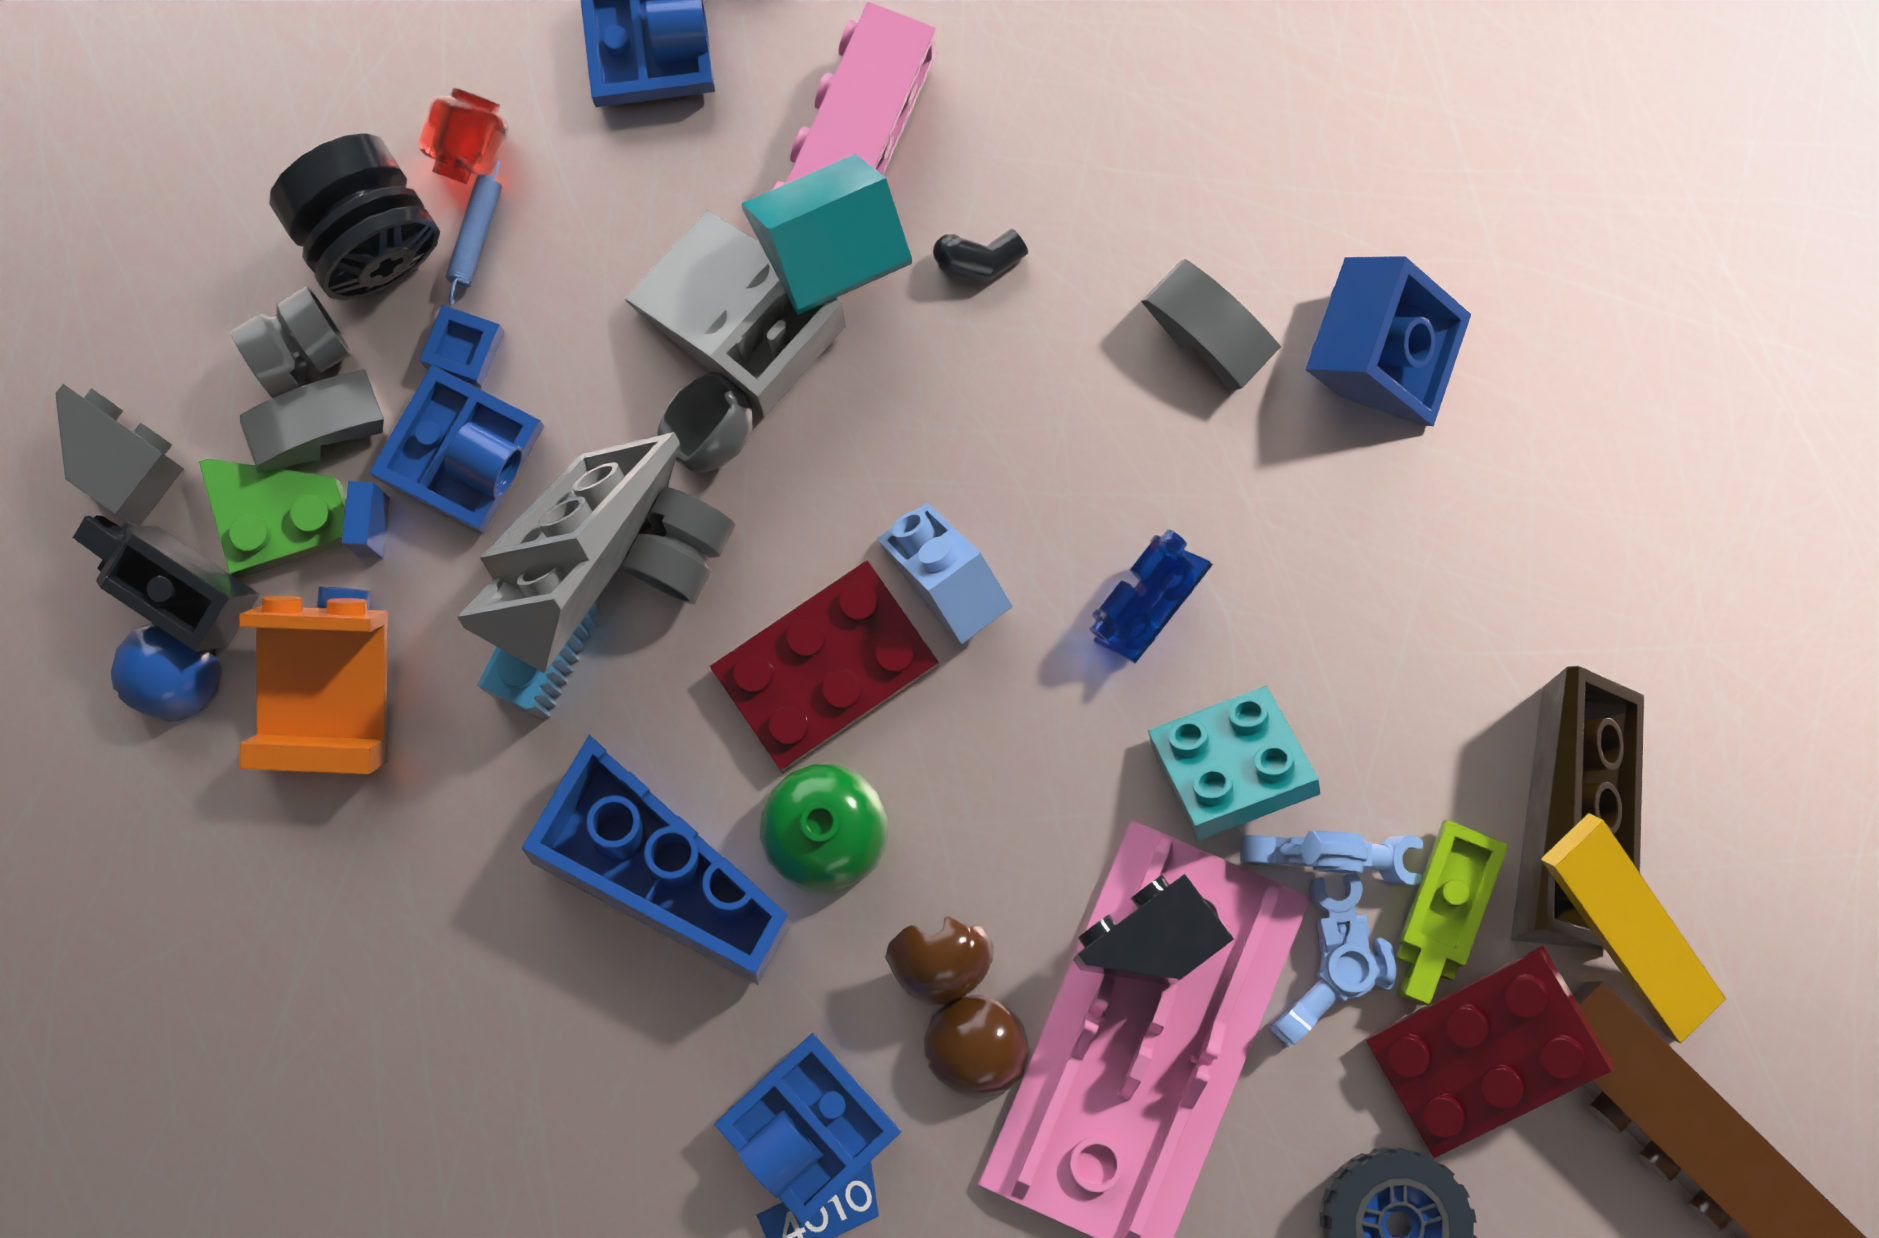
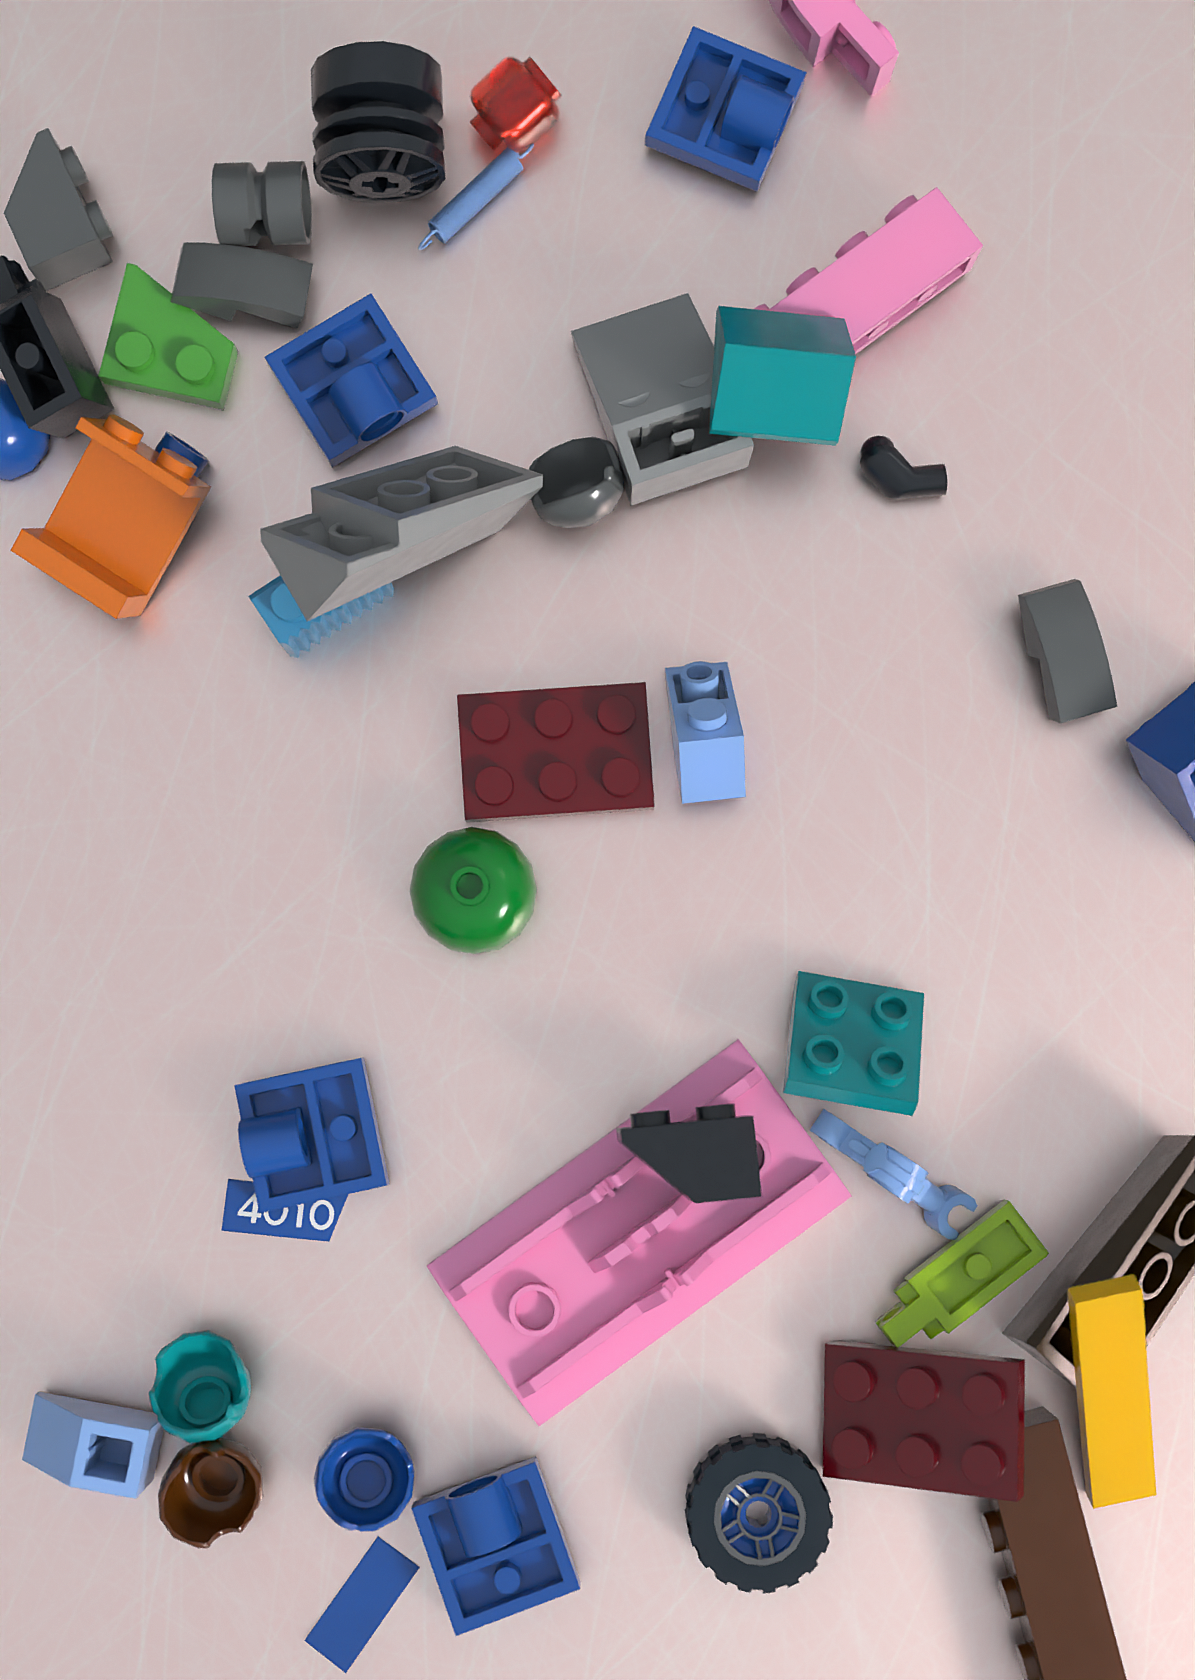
camera: 25 degrees right, 5 degrees up
(365, 519) = (238, 396): blue tile -> none
(462, 345) = (408, 291): blue tile -> none
(644, 860) = (301, 821): blue wedge -> none
(679, 545) = (491, 575): dark grey wheel -> none
(942, 964) = (502, 1067): reddish brown hair -> none
(976, 1046) = (493, 1150): reddish brown hair -> none
(1136, 615) = (847, 867): clear blue hinge -> none
(1346, 964) = (848, 1270): light blue piece -> none

